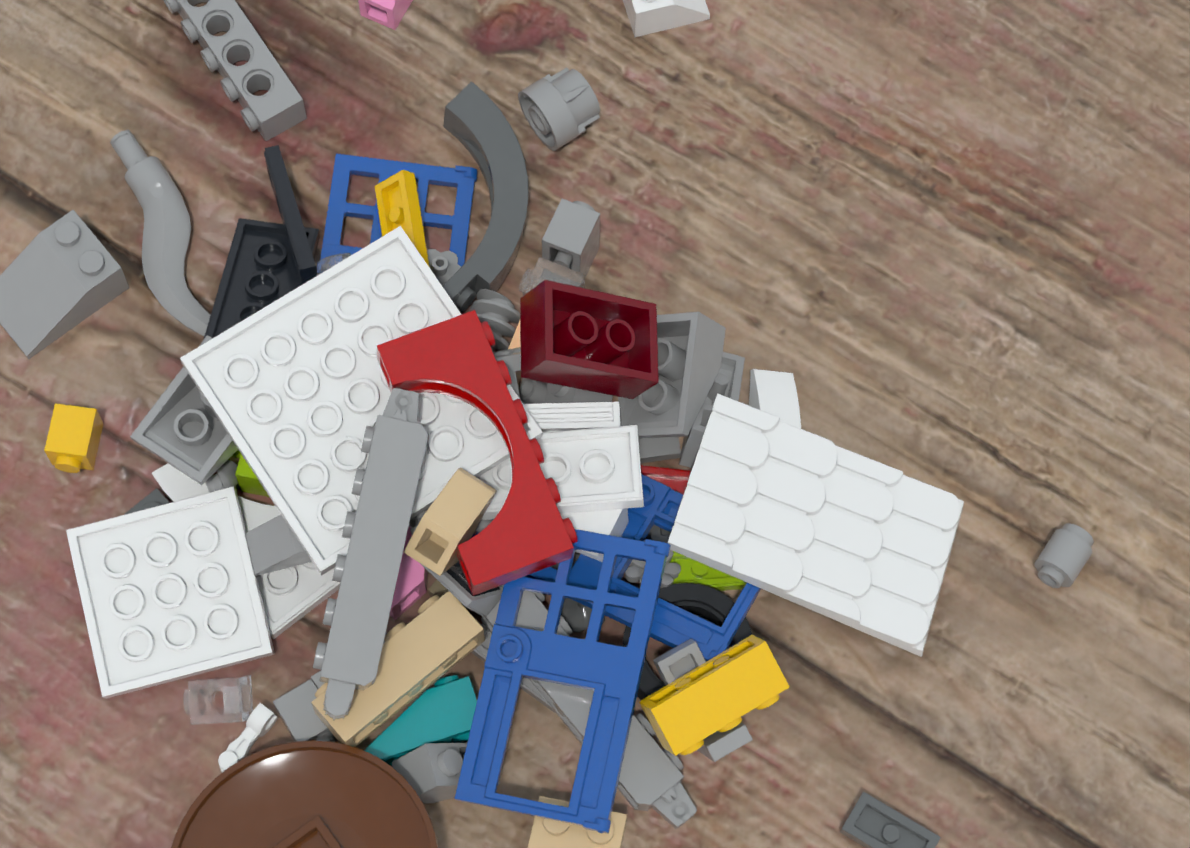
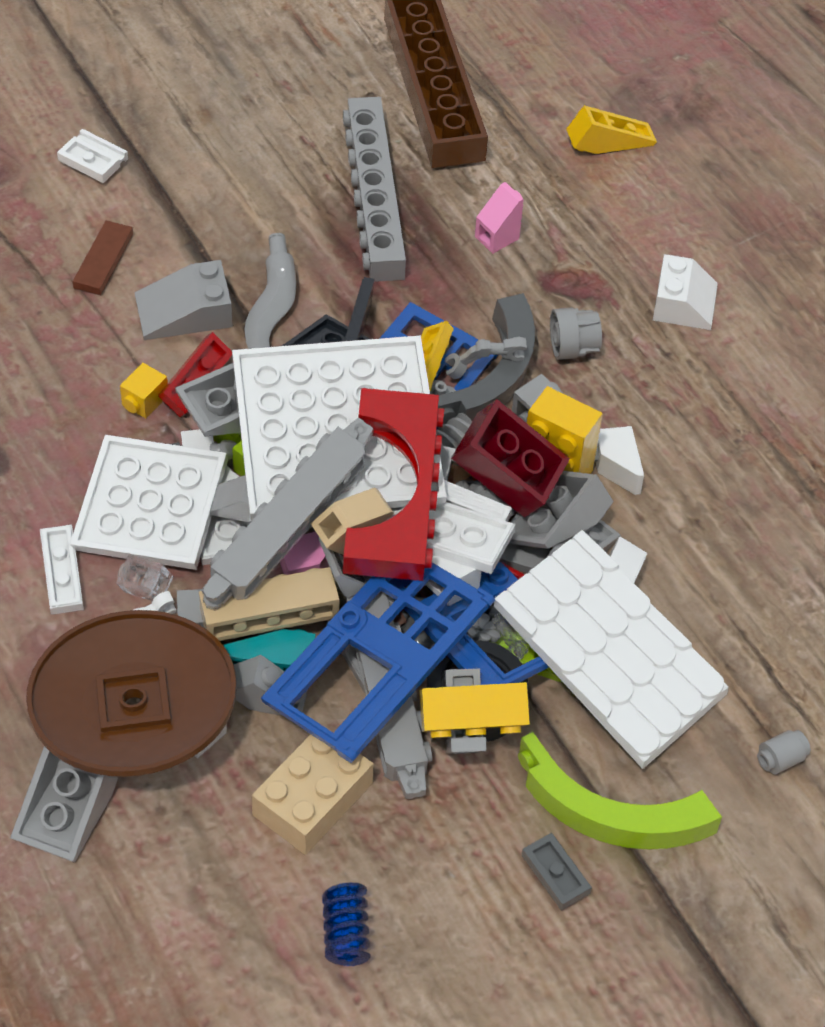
camera: 25 degrees right, 15 degrees down
(108, 732) = (61, 570): none -> white tile
(125, 381) = (206, 358): none -> red plate
(499, 175) = (509, 349): none -> light grey piece
(628, 263) = (568, 426): none -> yellow brick
(694, 256) = (619, 458): none -> white slope
(706, 575) = (510, 636): none -> clear arm
(915, 741) = (614, 821): none -> lime arch

